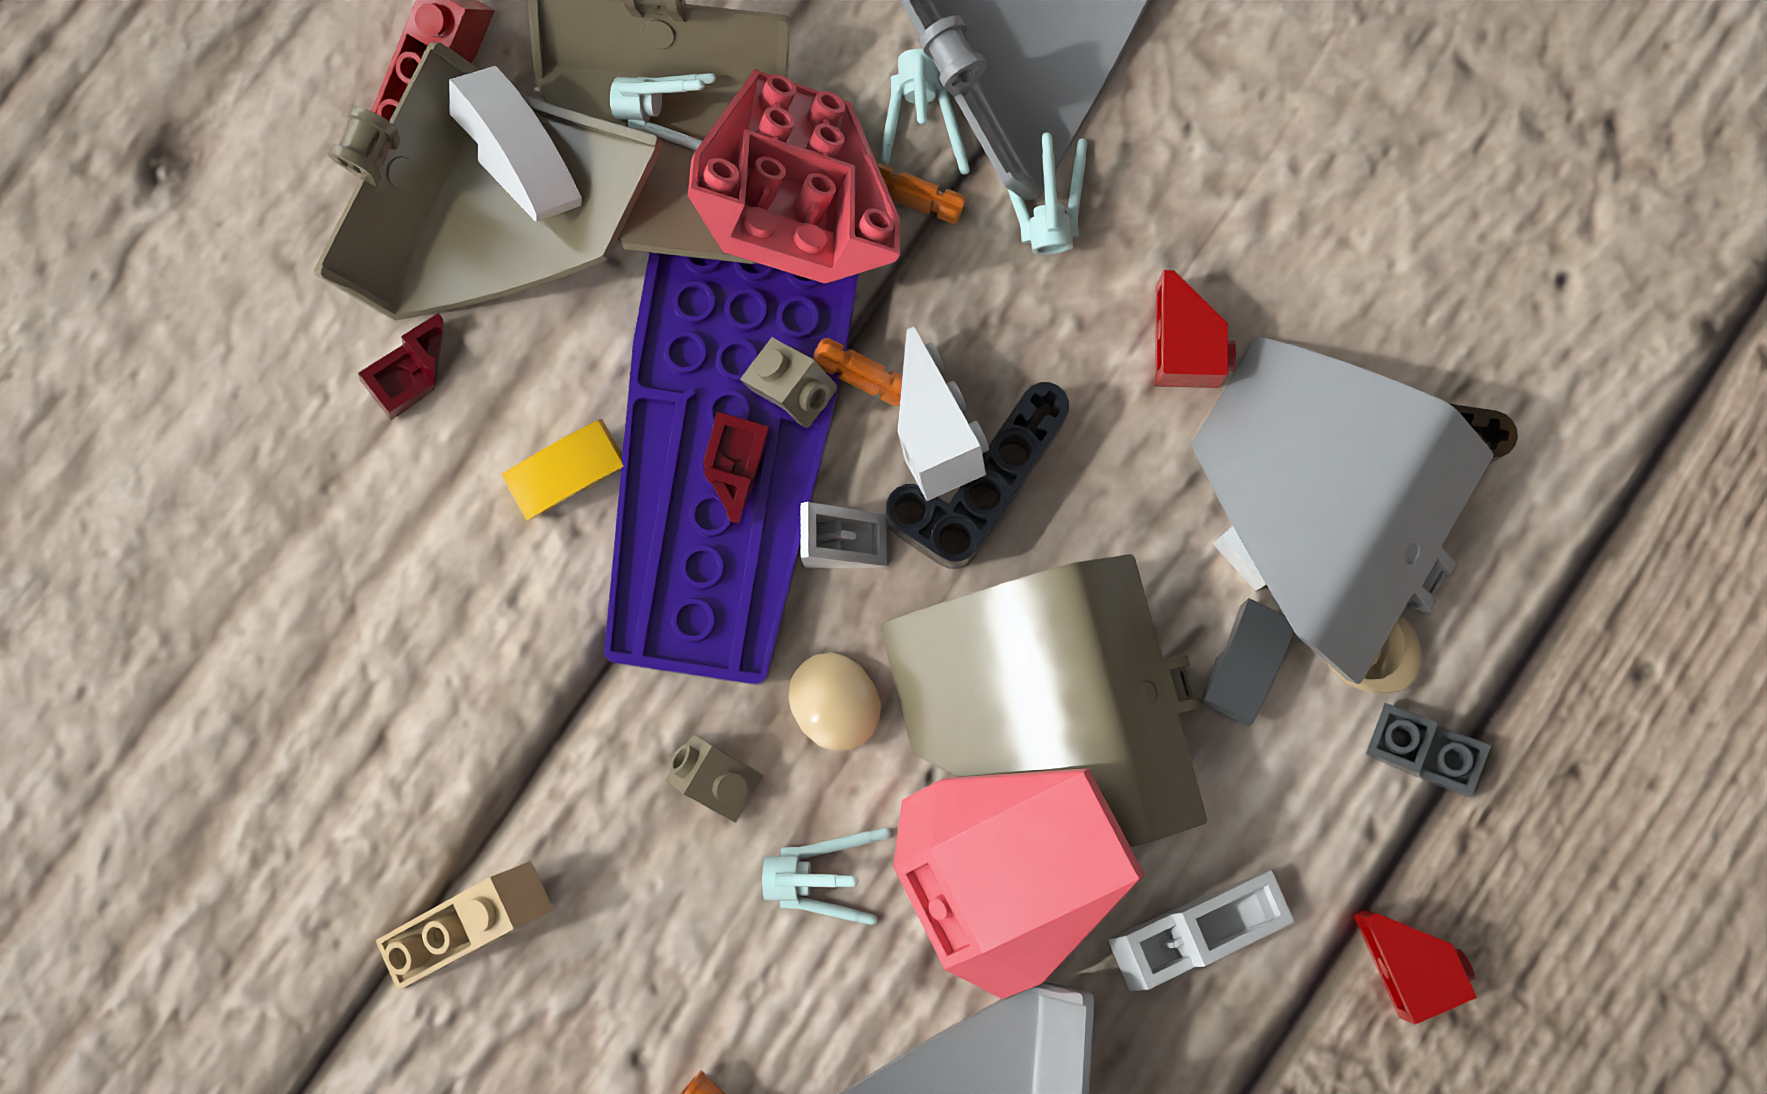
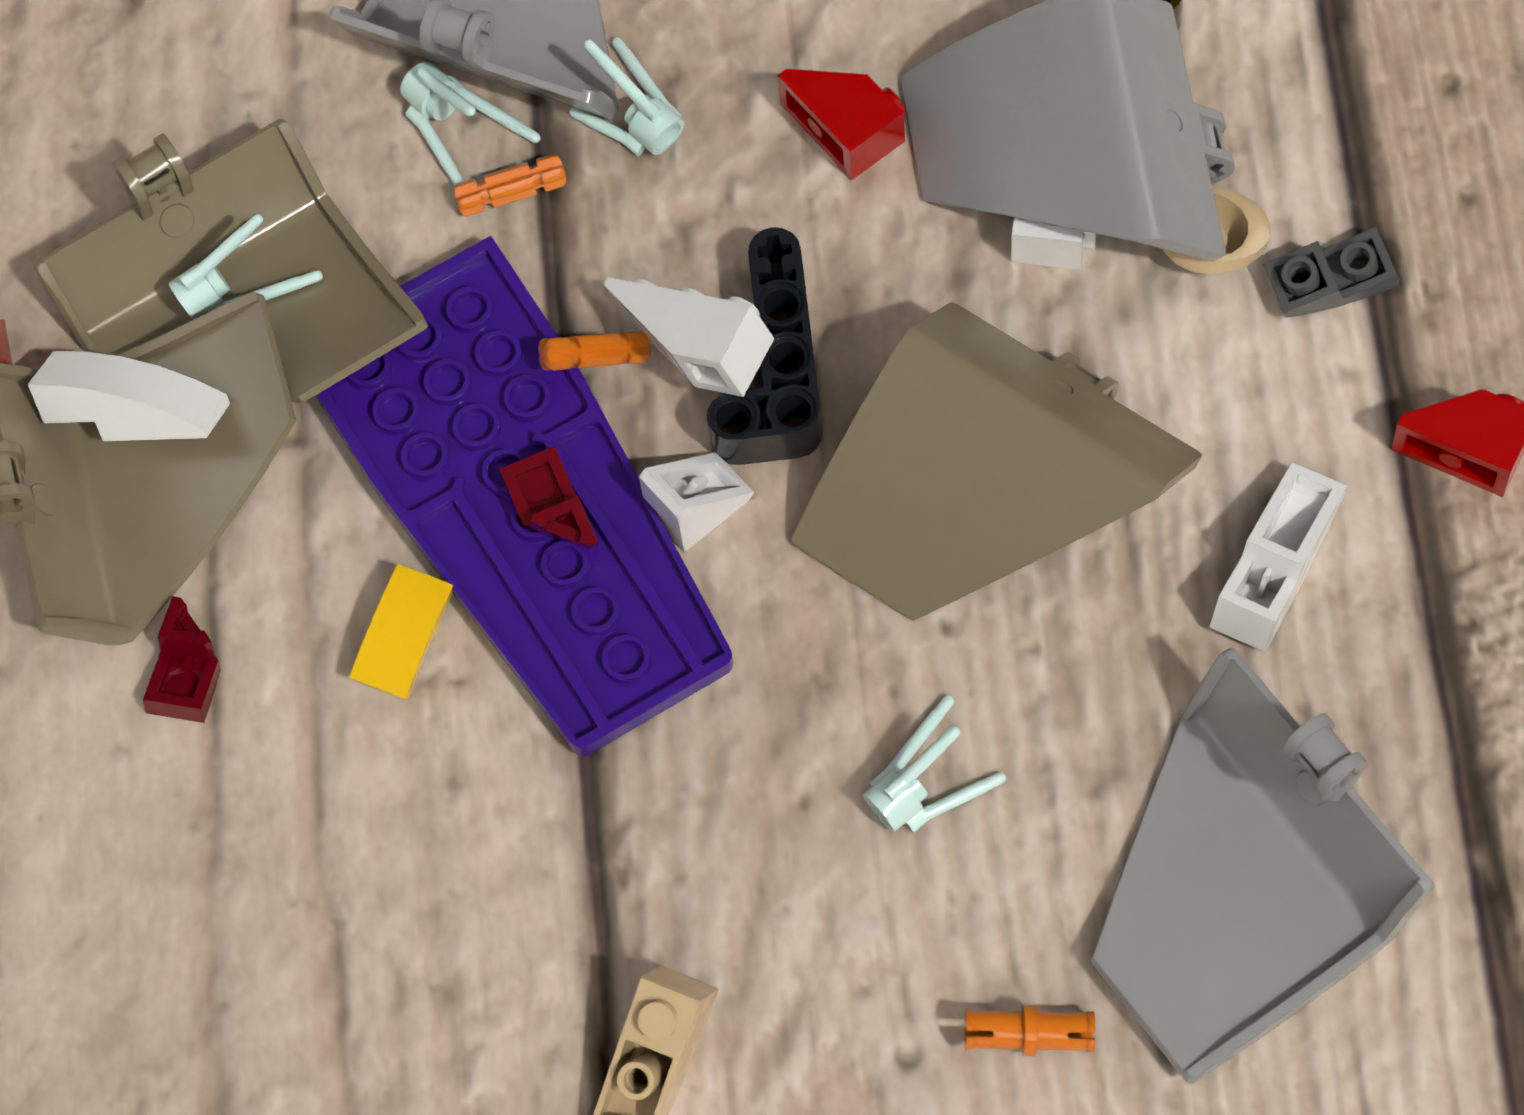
camera: 35 degrees left, 15 degrees down
(713, 778) = (758, 770): dark tan bracket -> none
(790, 381) = (539, 397): dark tan bracket -> none
(794, 183) = (412, 238): coral wedge -> none
(834, 701) = (808, 629): tan hat -> none
(1012, 871) = (1081, 614): coral wedge -> none
(1249, 662) = (1125, 320): dark grey slope -> none

